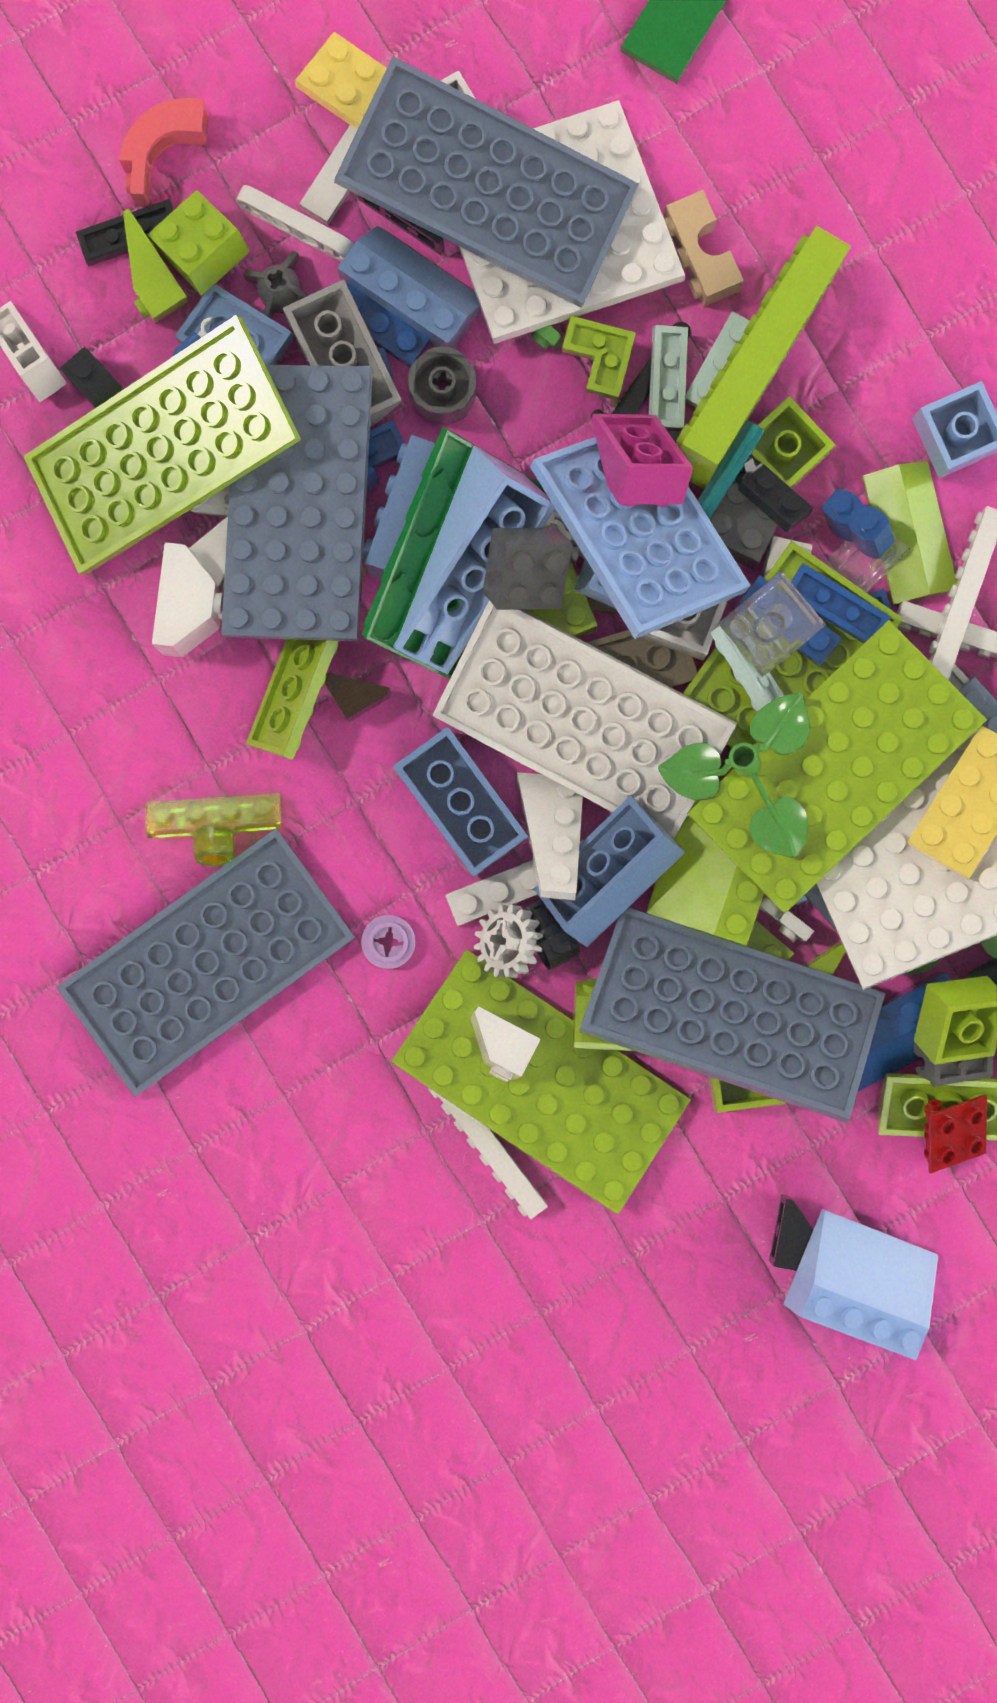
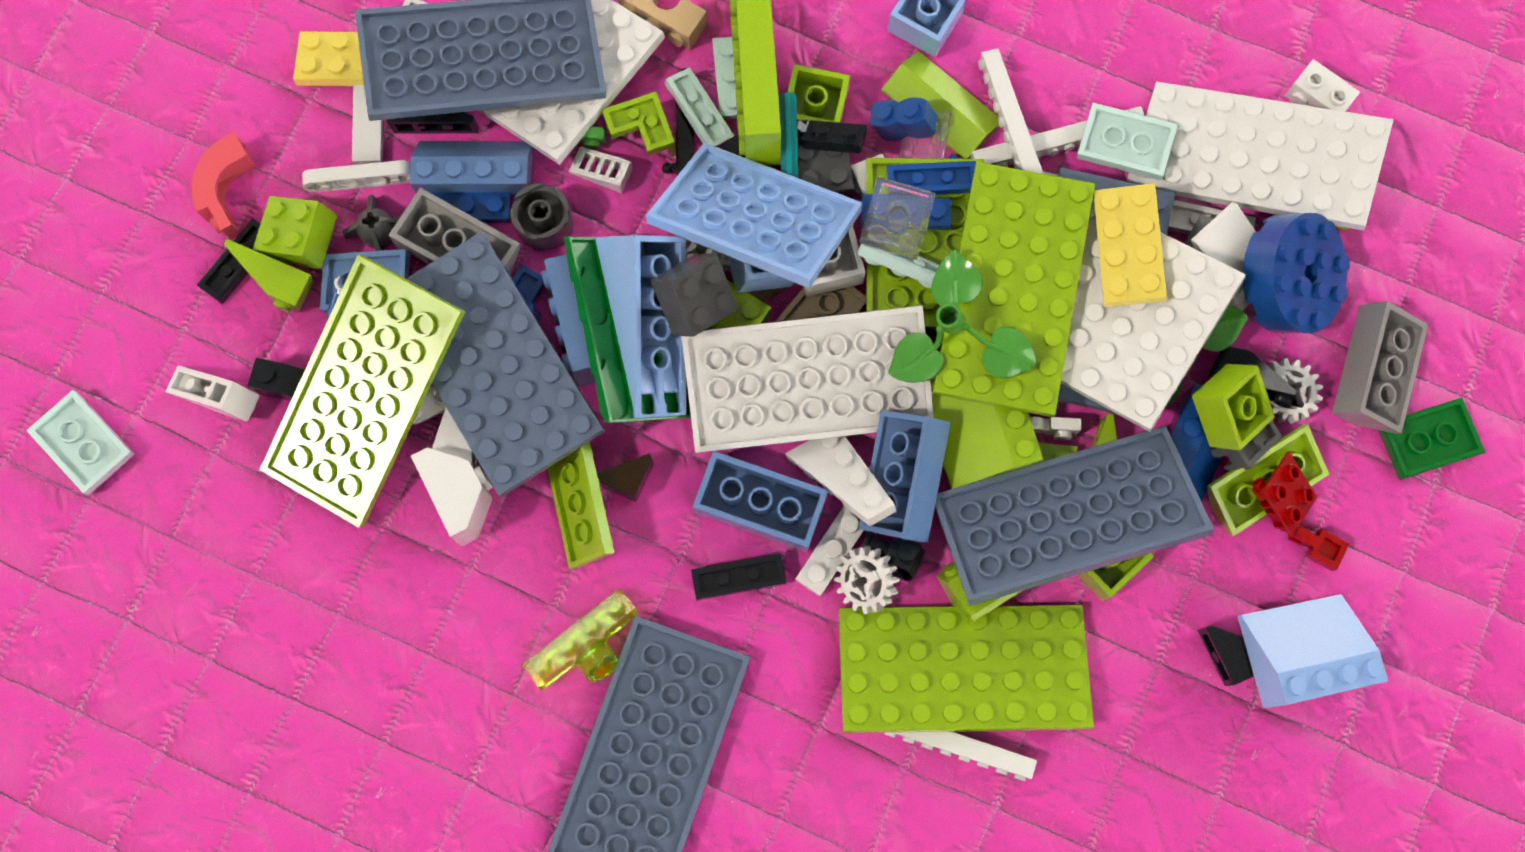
camera: 35 degrees left, 10 degrees down
(378, 929) = (763, 639): lavender gear -> none
(394, 857) = (738, 577): none -> black plate
(503, 1045) = (919, 656): white slope -> none
(549, 394) = (616, 184): none -> white slope
(641, 460) = (724, 167): dark pink slope -> none
(952, 1203) = (1323, 547): none -> red plate

